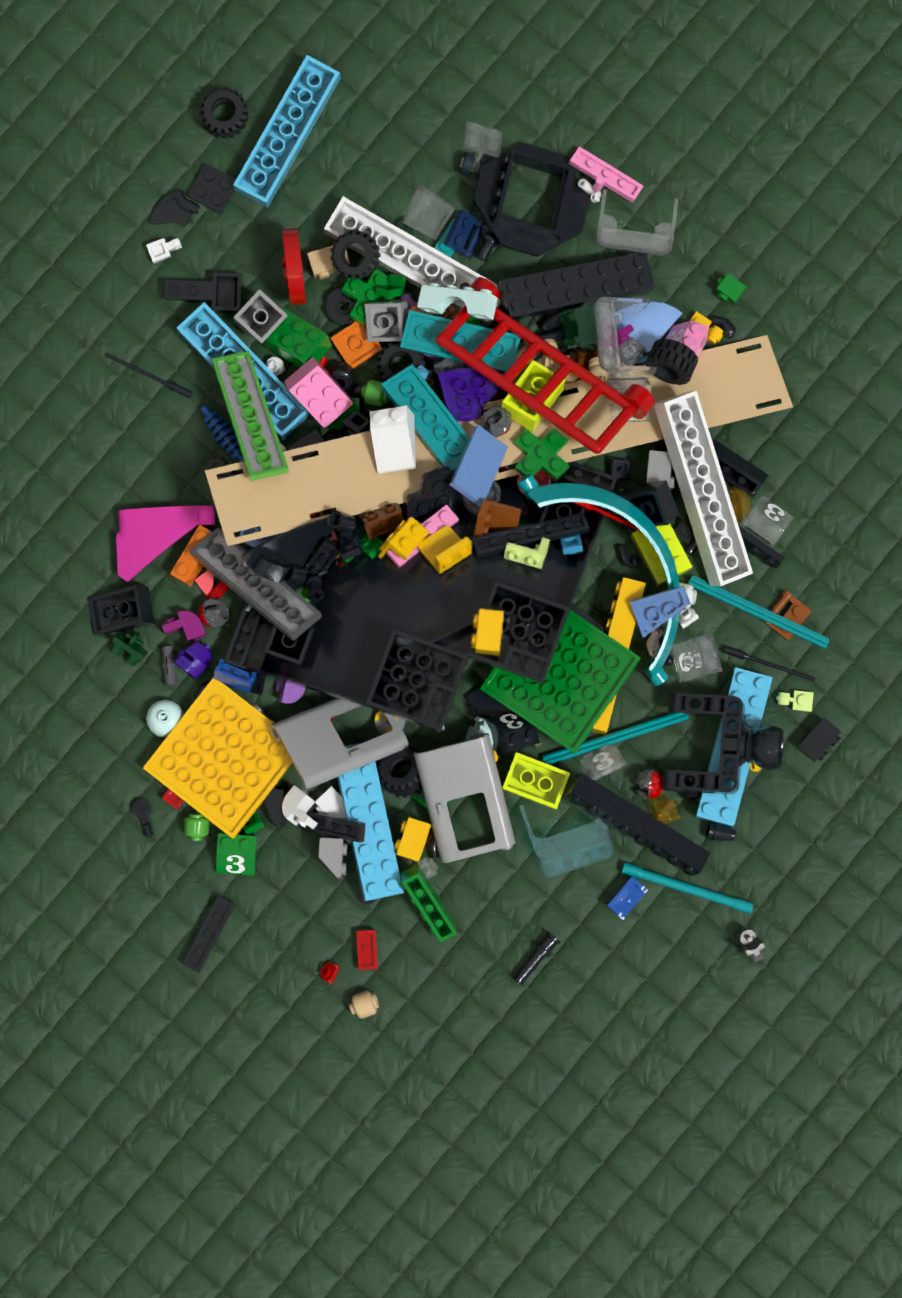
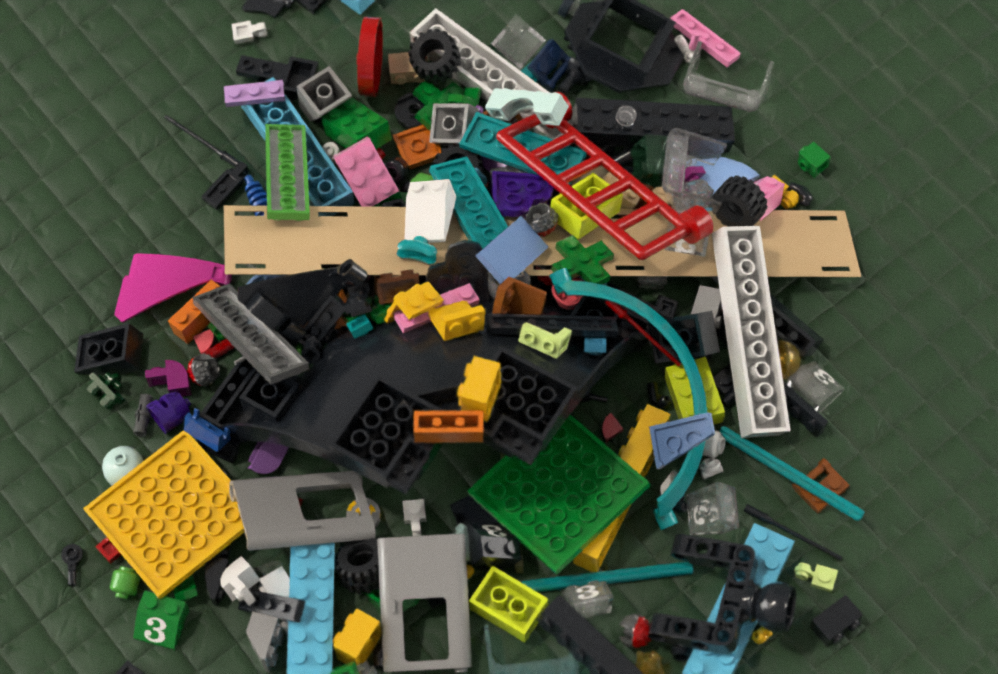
camera: 15 degrees right, 20 degrees down
(184, 420) = (225, 186): none -> black hinge
(191, 324) = (254, 93): none -> lavender plate
(356, 564) = (359, 326): none -> teal plate
(392, 481) = (417, 249): none -> teal piece
(468, 671) = (448, 426): none -> orange brick
(551, 291) = (626, 115): none -> clear tile
(592, 595) = (611, 428): none -> coral tile

